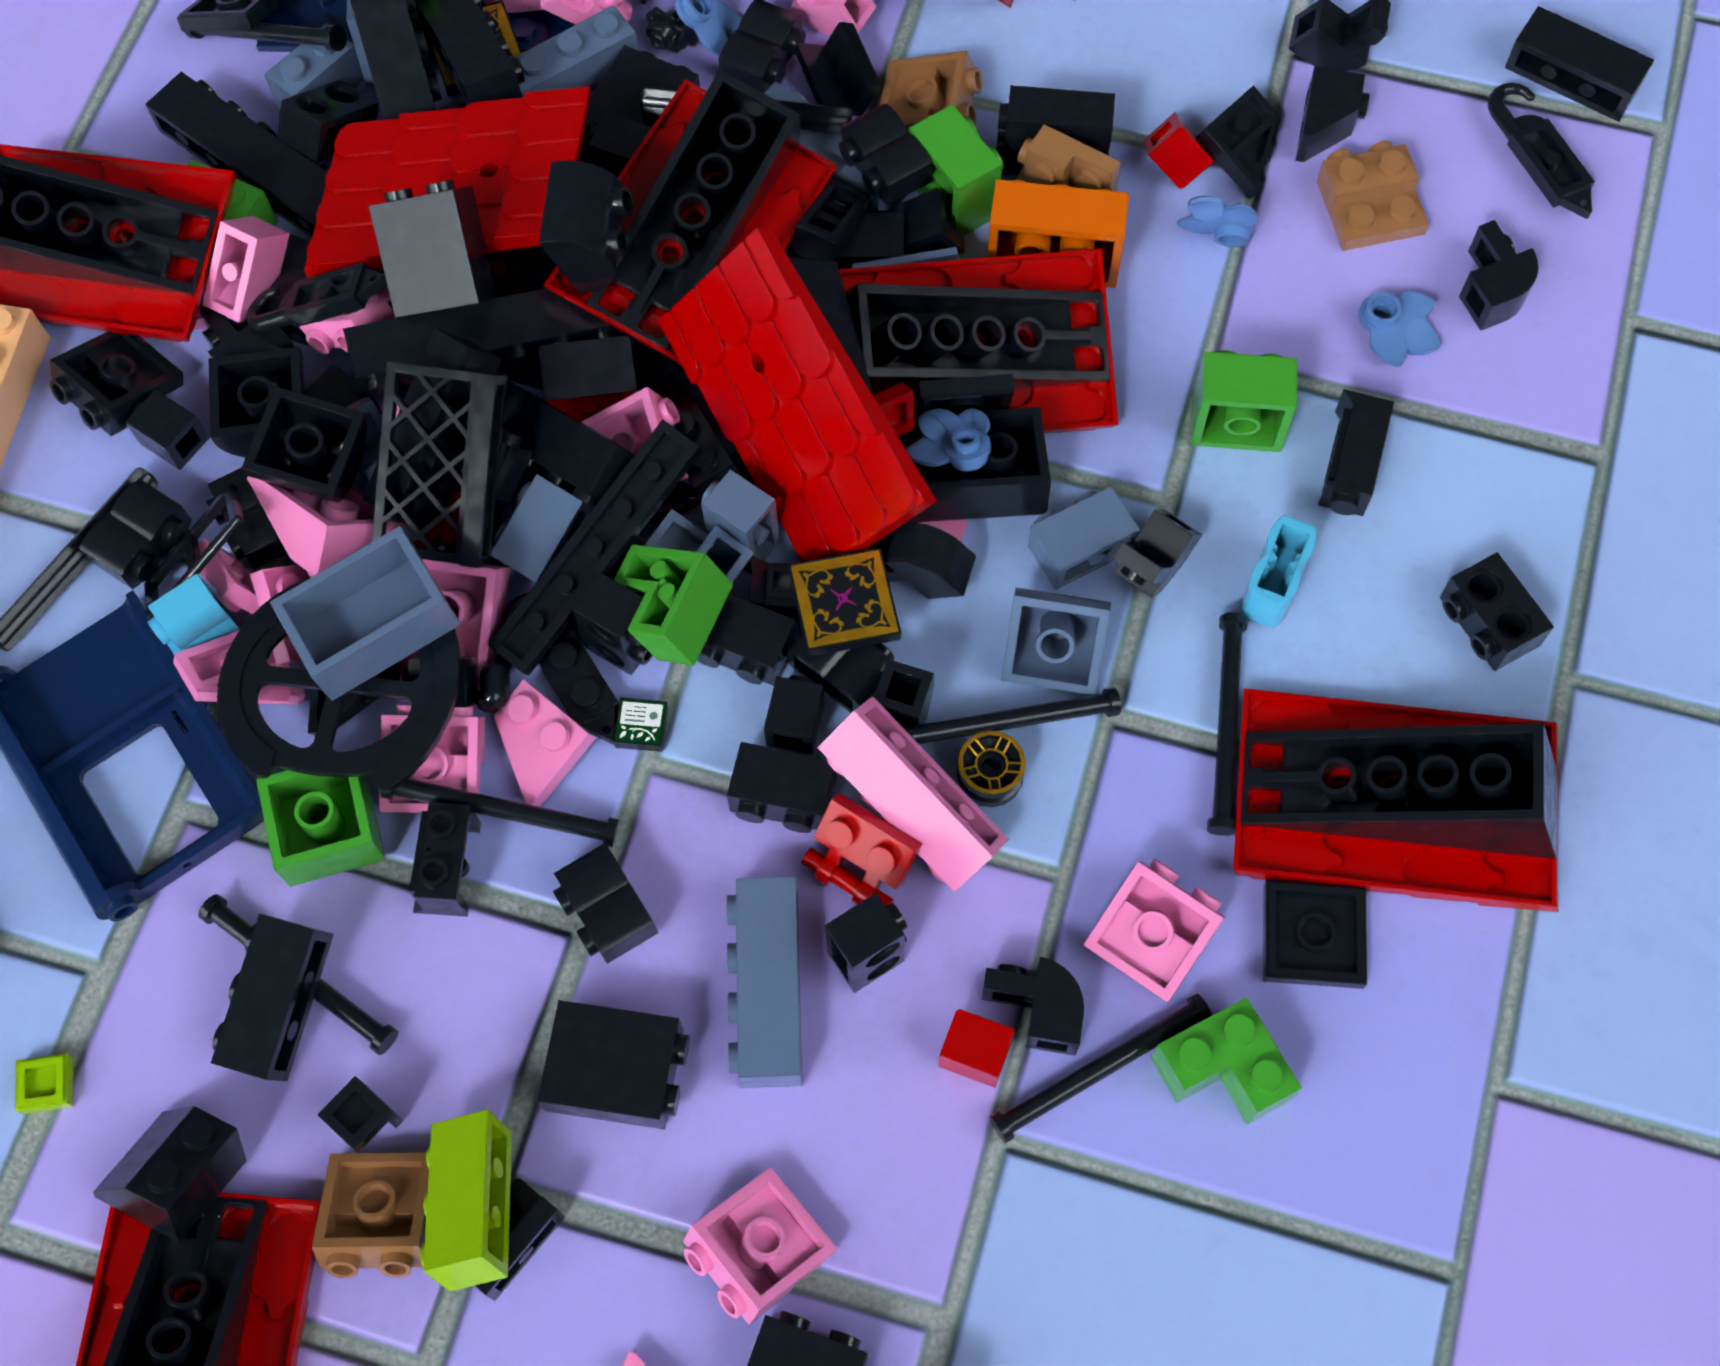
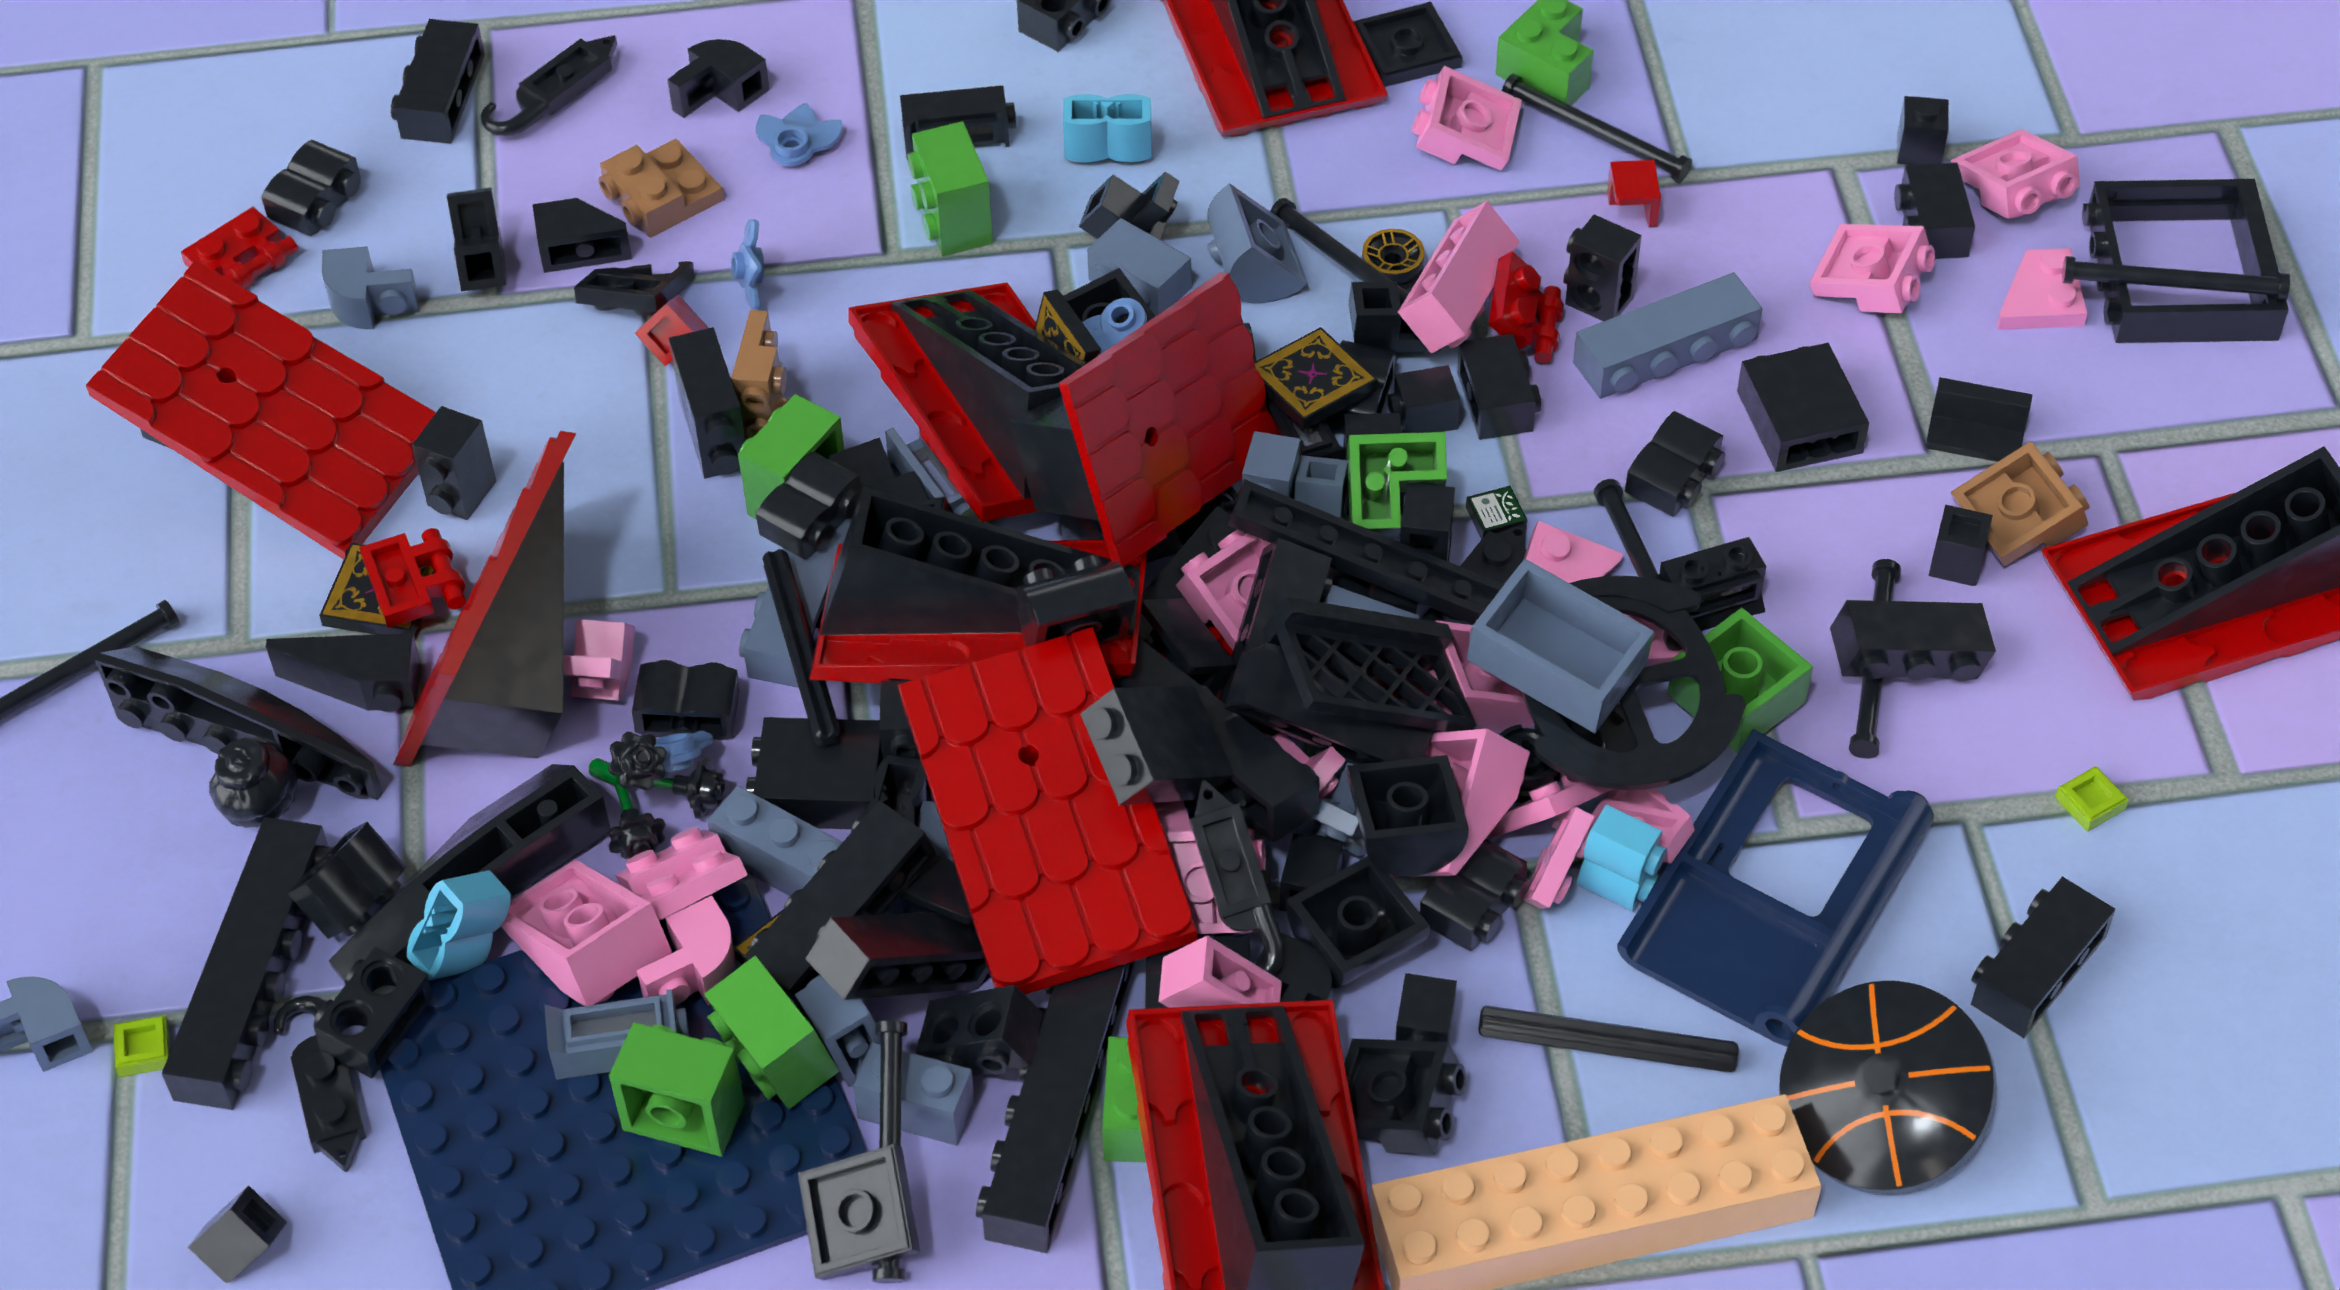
camera: 115 degrees left, 15 degrees down
(136, 534) = (1554, 980): black brick -> none
(174, 1171) = (2093, 641): black slope -> none
(190, 546) = (1579, 856): black window -> none
(467, 1201) = (1975, 431): lime brick -> none
(840, 70) = (690, 617): black panel -> none
(931, 83) = (695, 534): medium nougat plate -> none
(1053, 1000) = (1570, 165): black brick -> none
(1058, 219) = (829, 359): orange brick -> none
(1222, 823) = (1261, 136): black bar -> none

